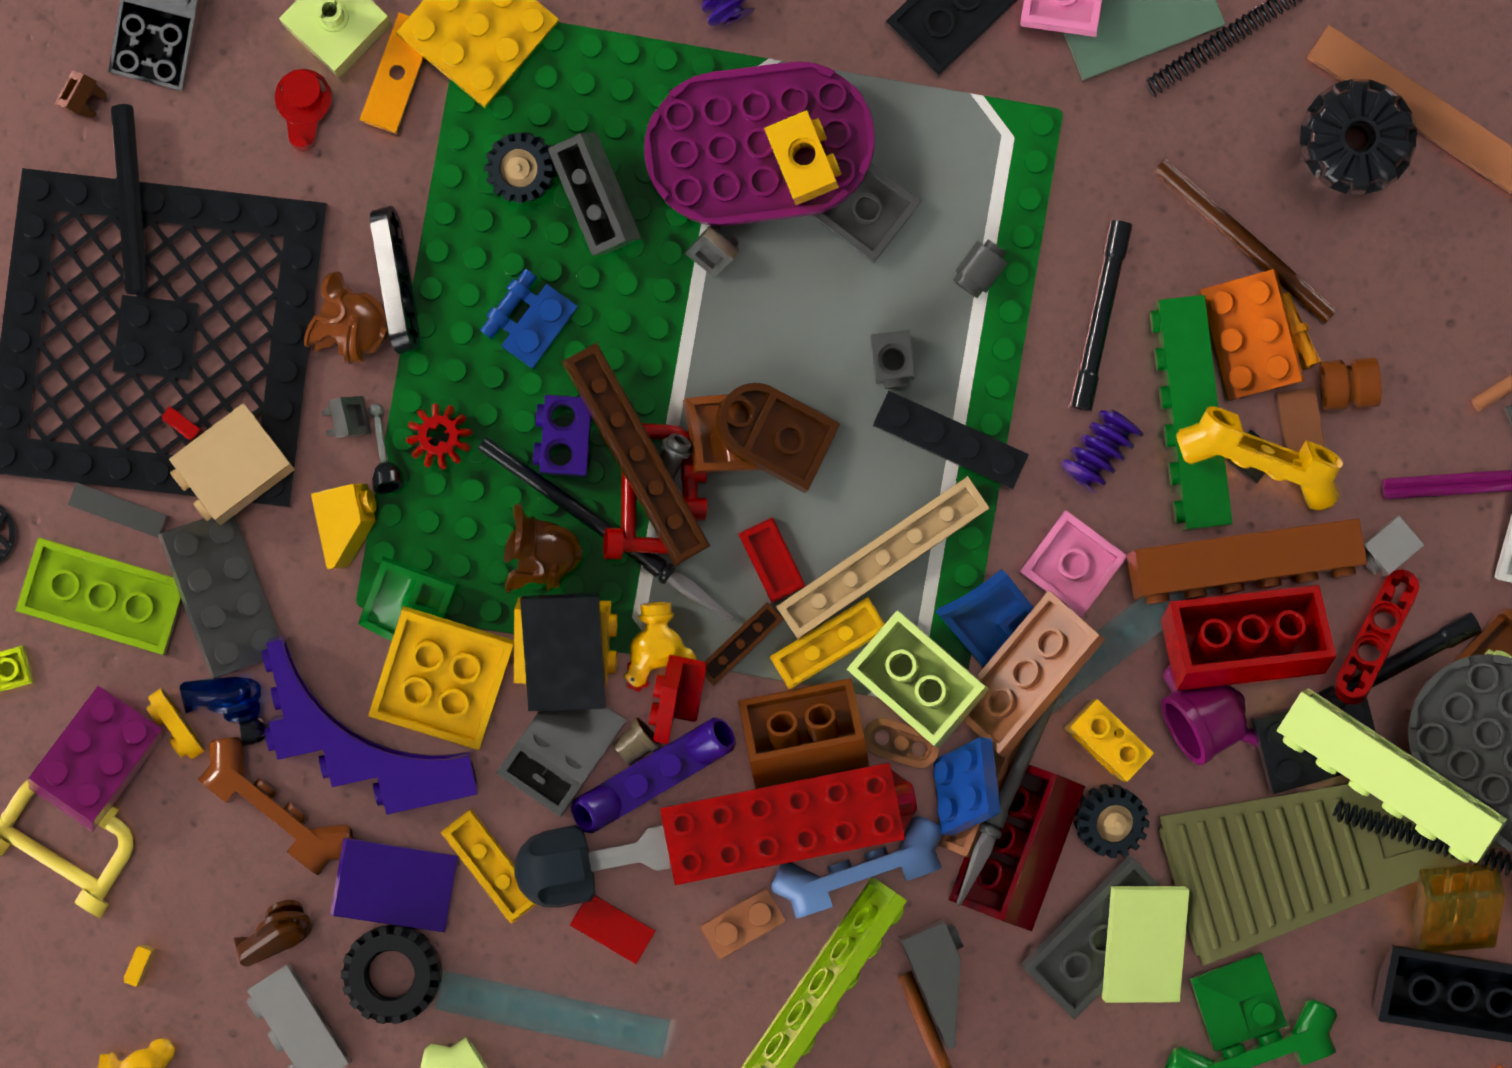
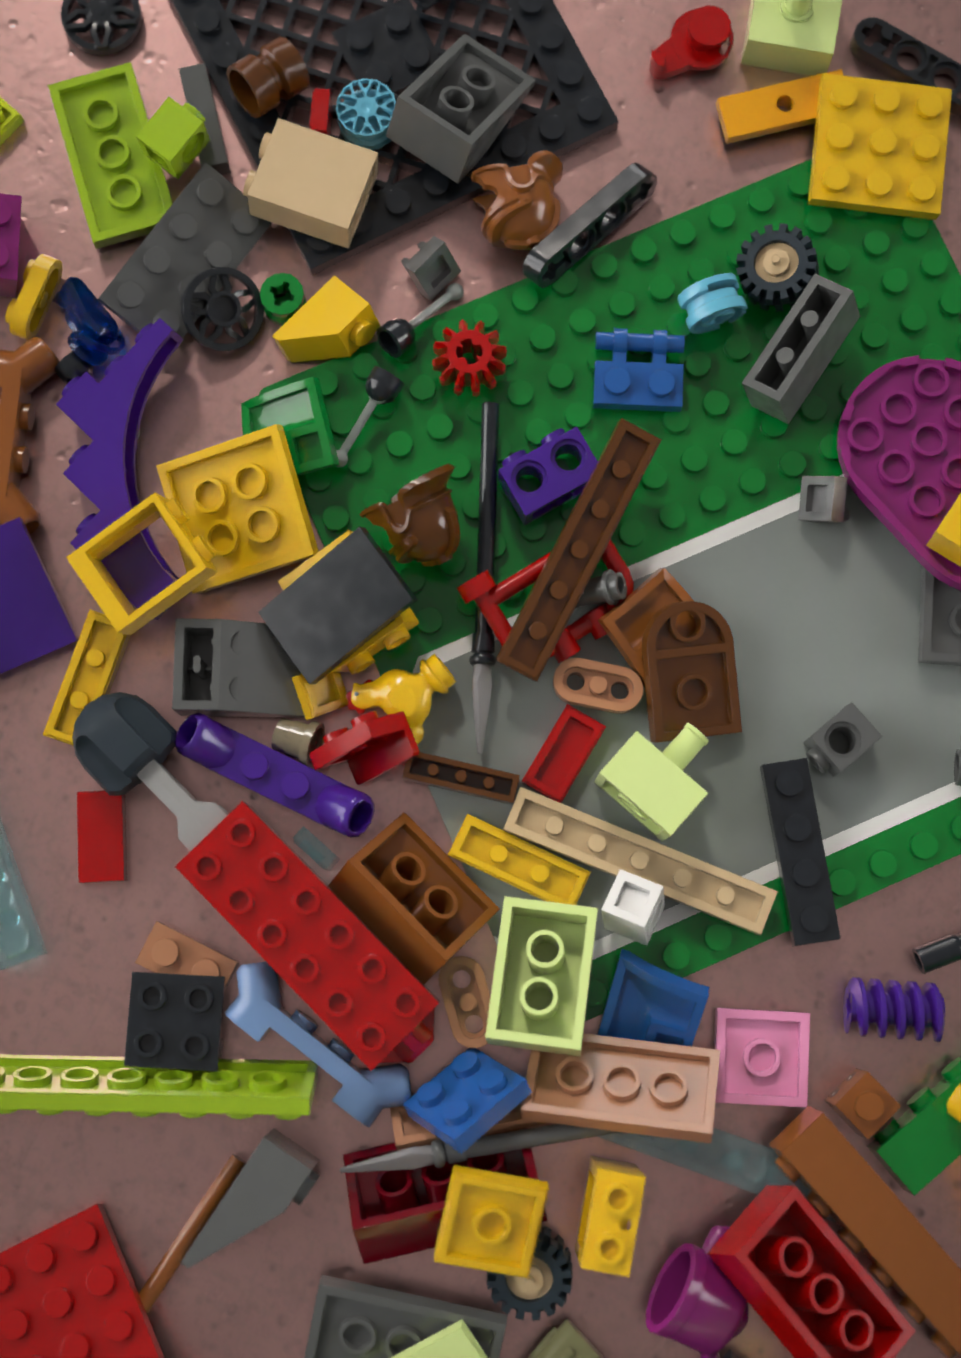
camera: 60 degrees right, 5 degrees down
(126, 448) = (266, 78): none -> reddish brown wheel
(126, 543) = (174, 137): none -> lime brick
(201, 388) = (365, 113): none -> medium azure wheel
(243, 316) = (458, 107): none -> dark grey slope
(279, 592) = (222, 309): none -> black wheel
(303, 546) = (281, 308): none -> green wheel
(419, 516) = (382, 389): none -> hinge
(444, 809) = (104, 589): none -> yellow window
(522, 233) = (712, 303): none -> medium azure wheel
(618, 706) = (320, 697): none -> yellow tile
(723, 780) = (315, 849): none -> clear light blue tile
(739, 503) = (597, 680): none -> nougat plate
(780, 956) = (175, 1021): none -> black hinge
(836, 511) = (653, 782): none -> yellowish green brick
(912, 584) = (633, 907): none -> white brick
(1059, 823) = (491, 1221): none -> yellow tile
(1149, 515) = (863, 1103): none -> dark orange brick

